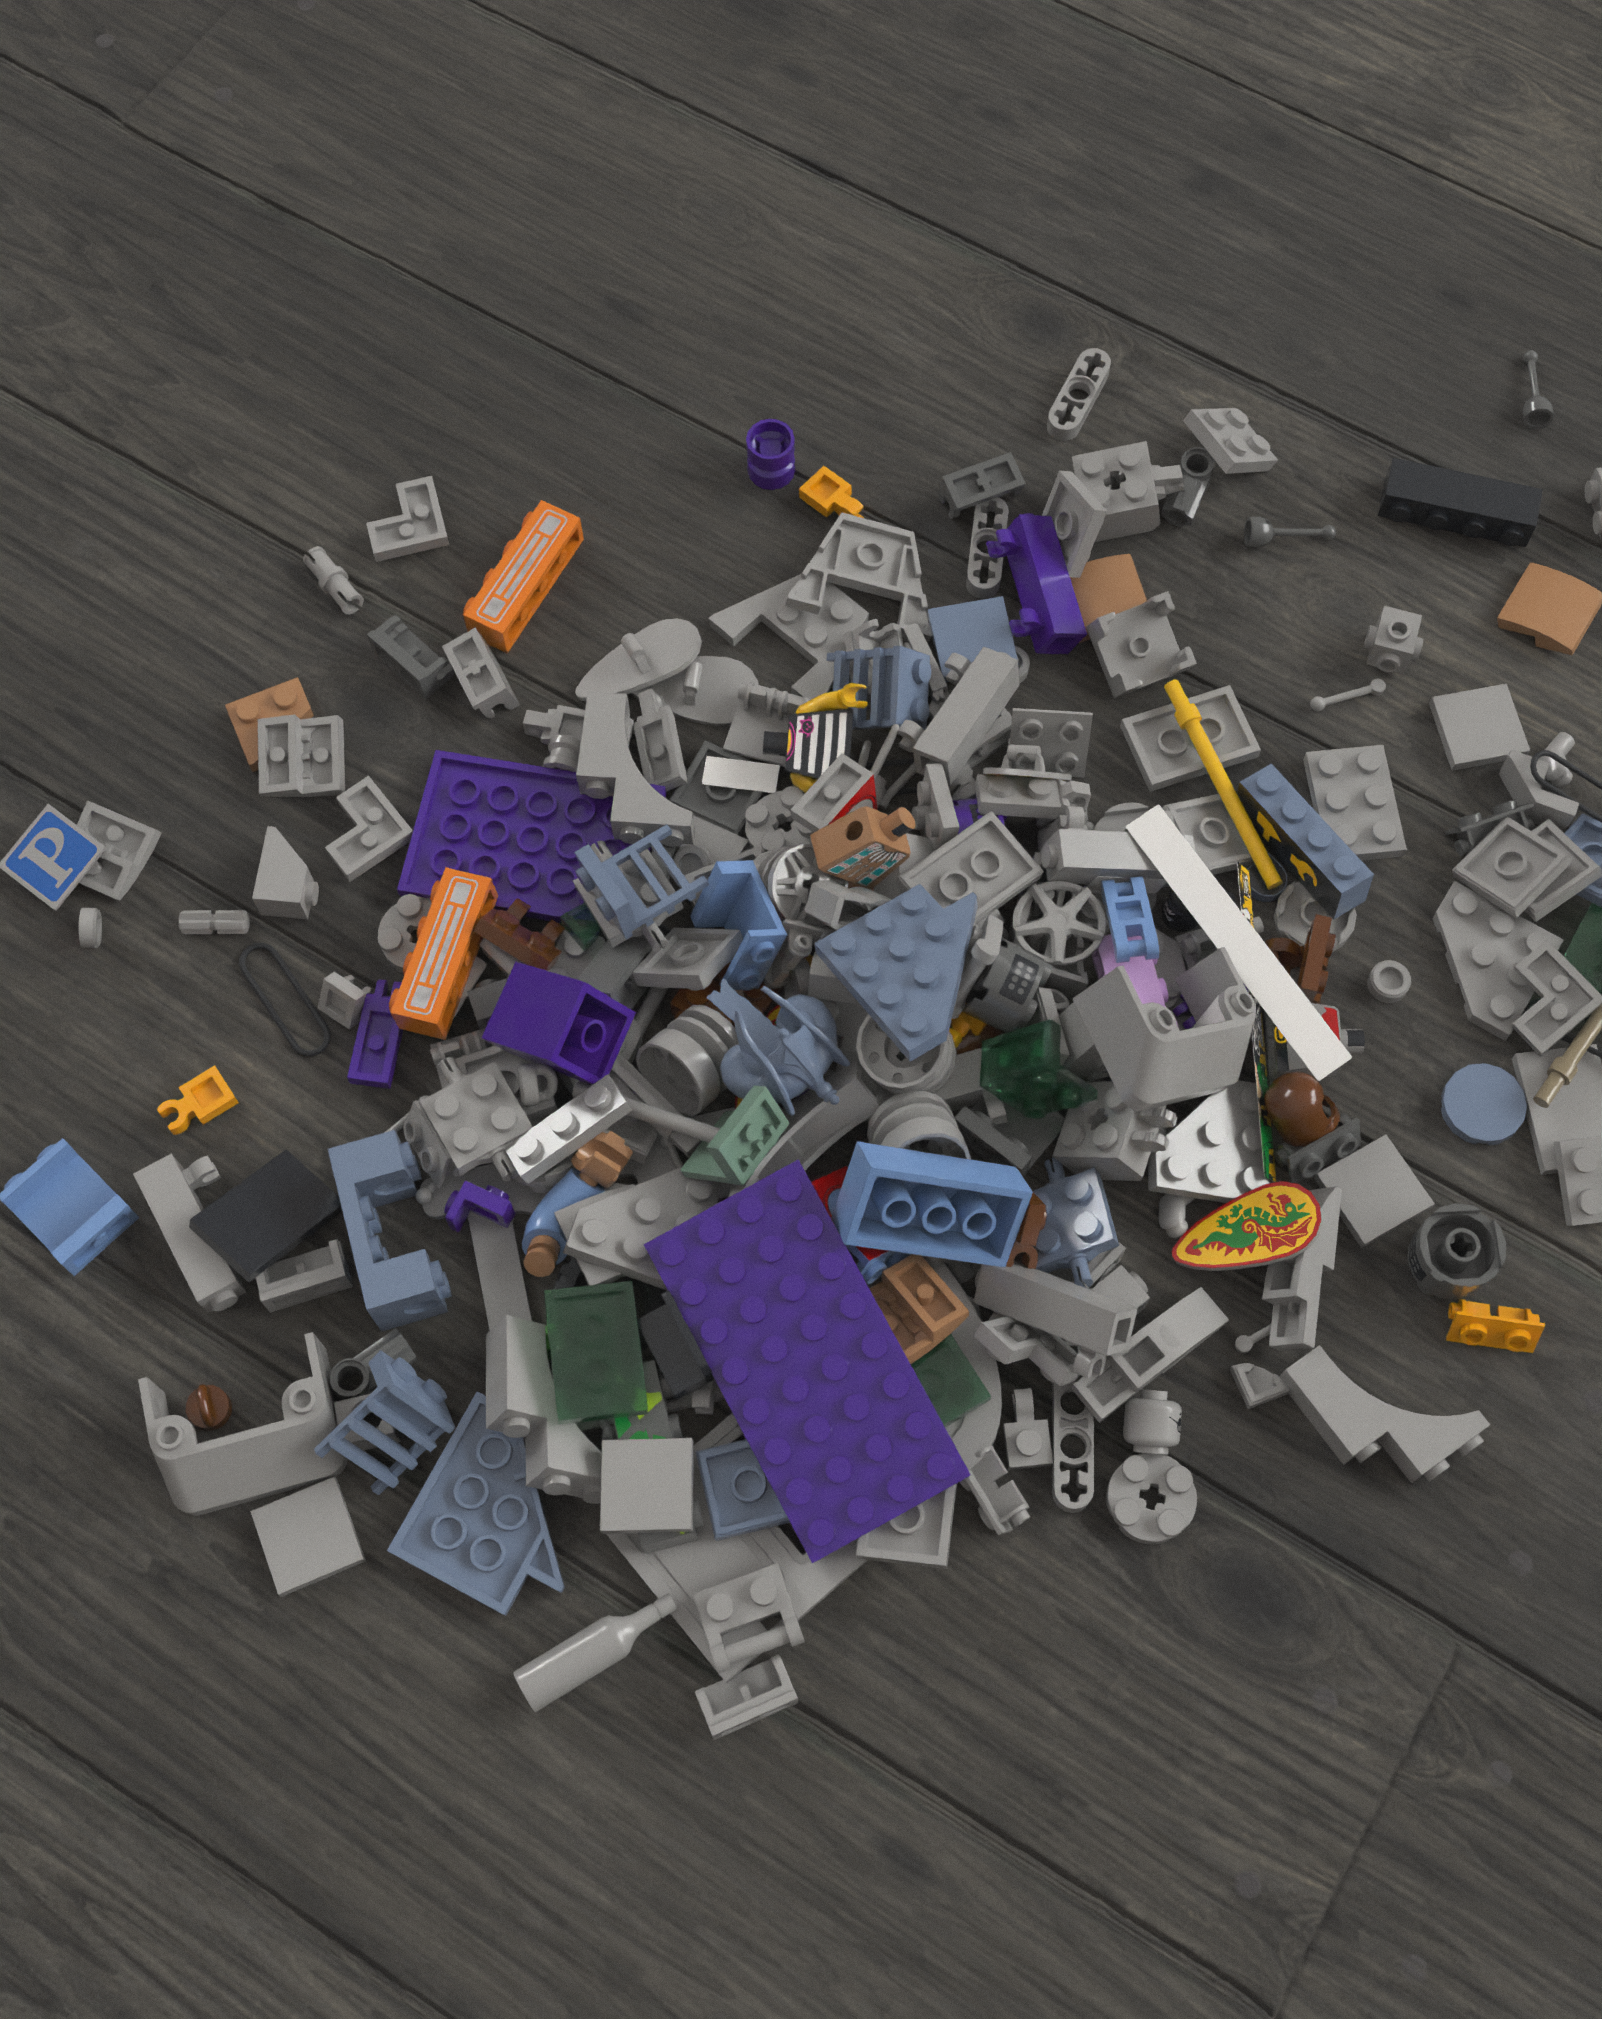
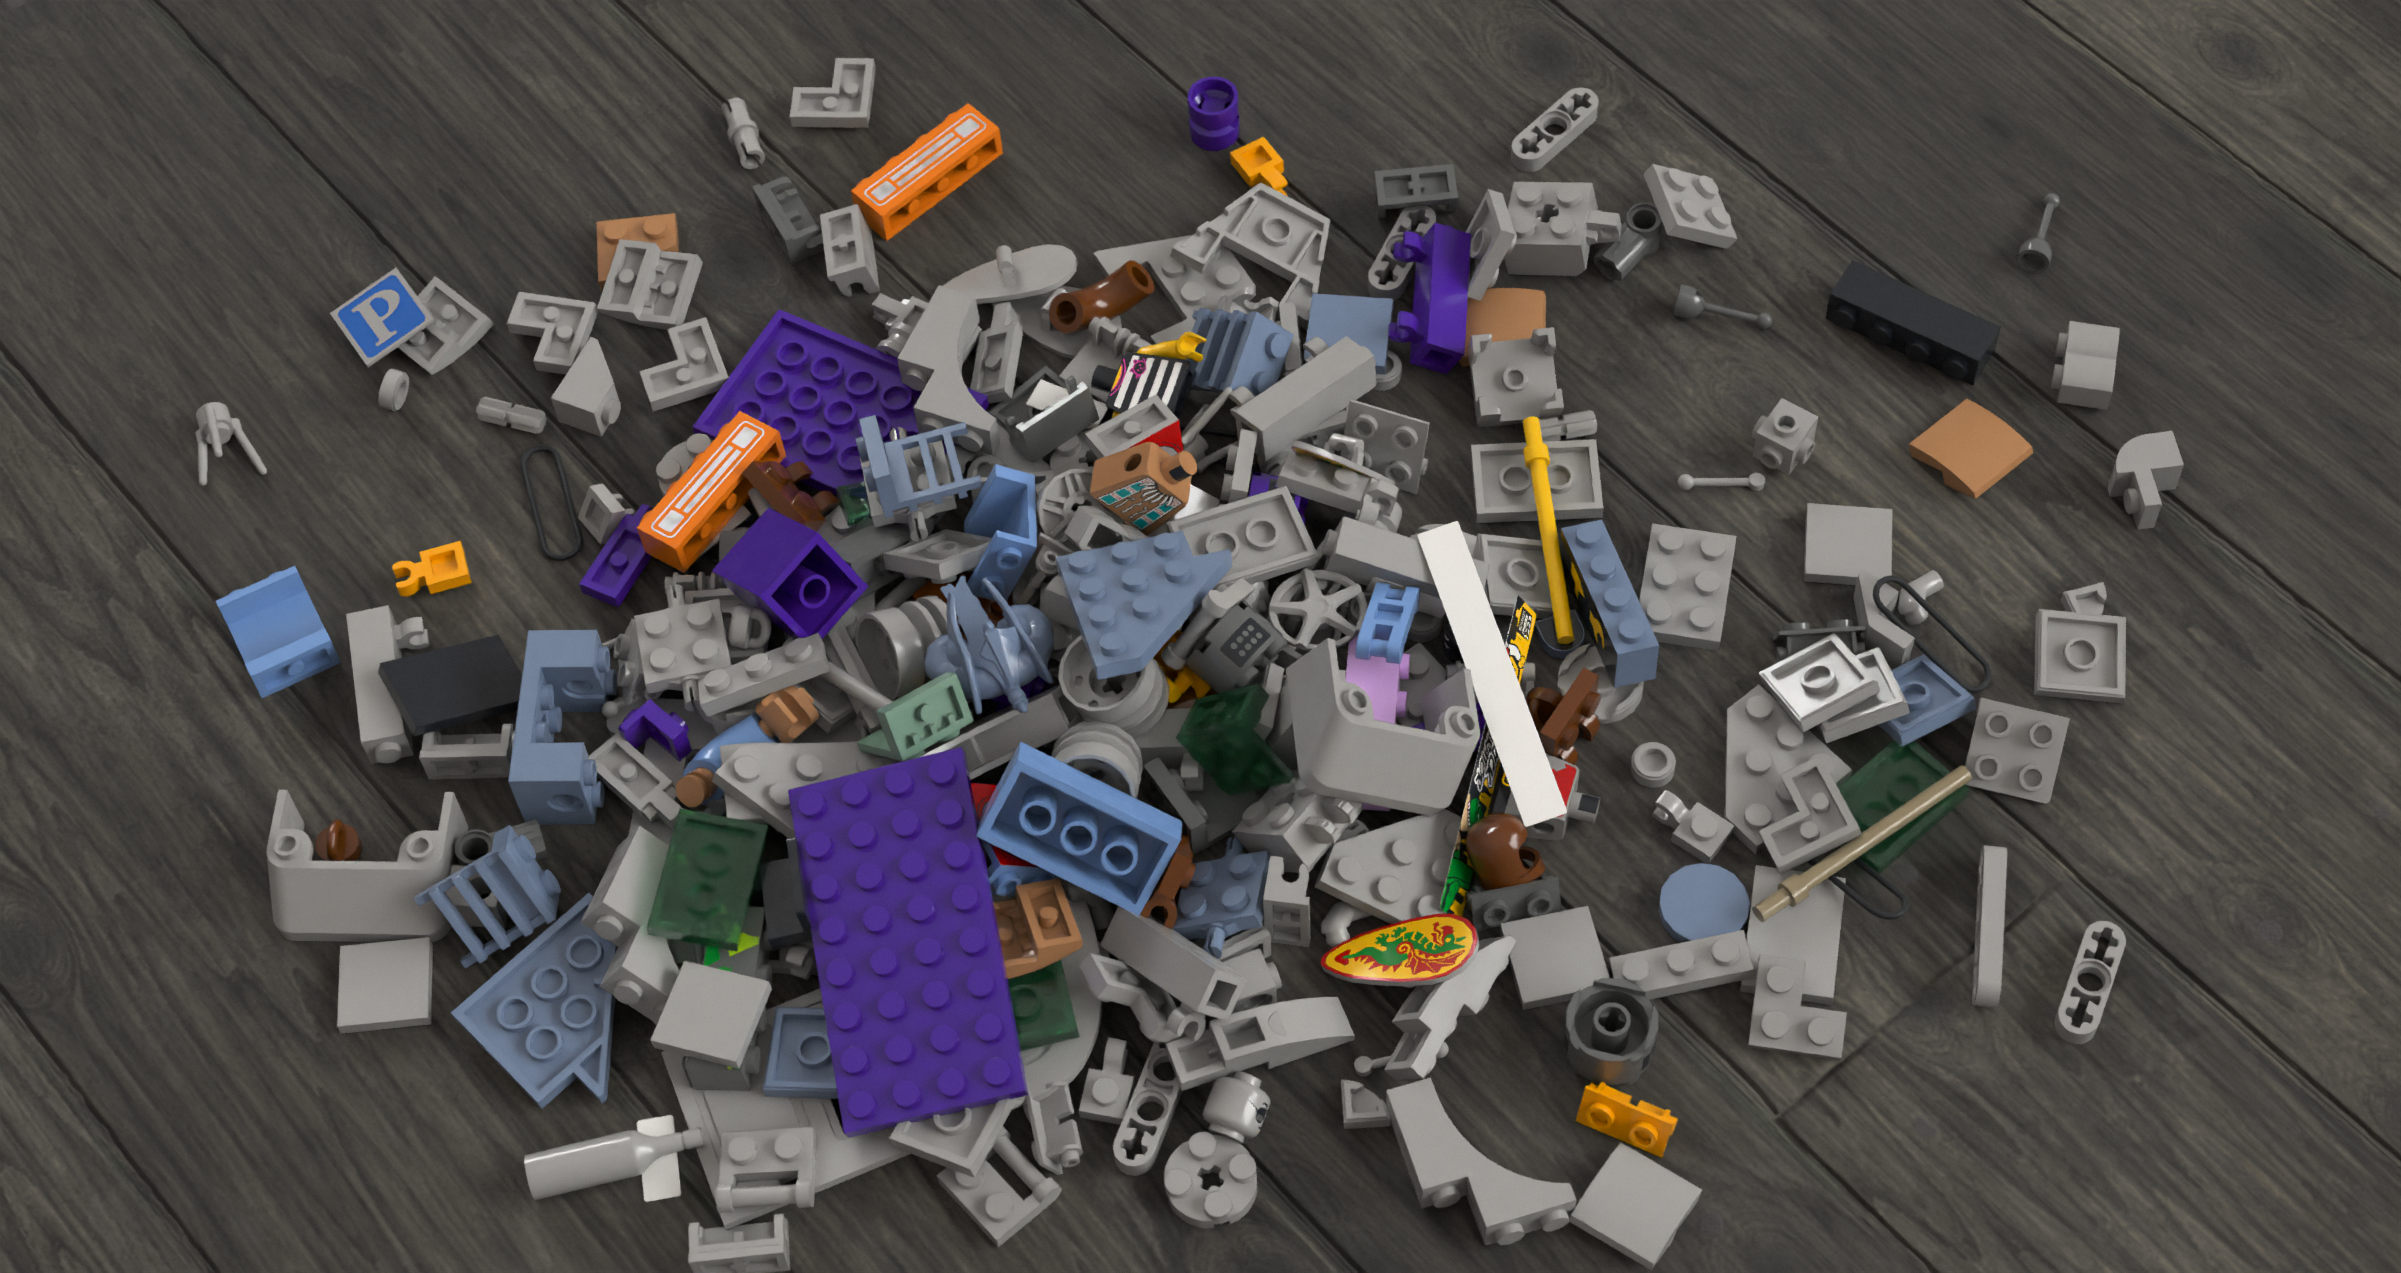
camera: 20 degrees right, 10 degrees down
(230, 816) = (561, 324): none -> light grey plate
(480, 1263) = (636, 781): none -> light grey hinge
(647, 1649) = (662, 1176): none -> white sticker
(737, 663) = (1106, 298): none -> reddish brown cylinder
(740, 797) = (1055, 422): none -> dark grey hinge
(965, 1580) = (992, 1200): none -> light grey plate
(1133, 1219) = (1287, 905): none -> light grey hinge
(1198, 677) = (1570, 425): none -> light grey piece
(1450, 1031) = (1697, 830): none -> light grey plate
(1490, 1168) = (1686, 965): none -> light grey plate
(1533, 1408) = (1635, 1205): none -> light grey slope

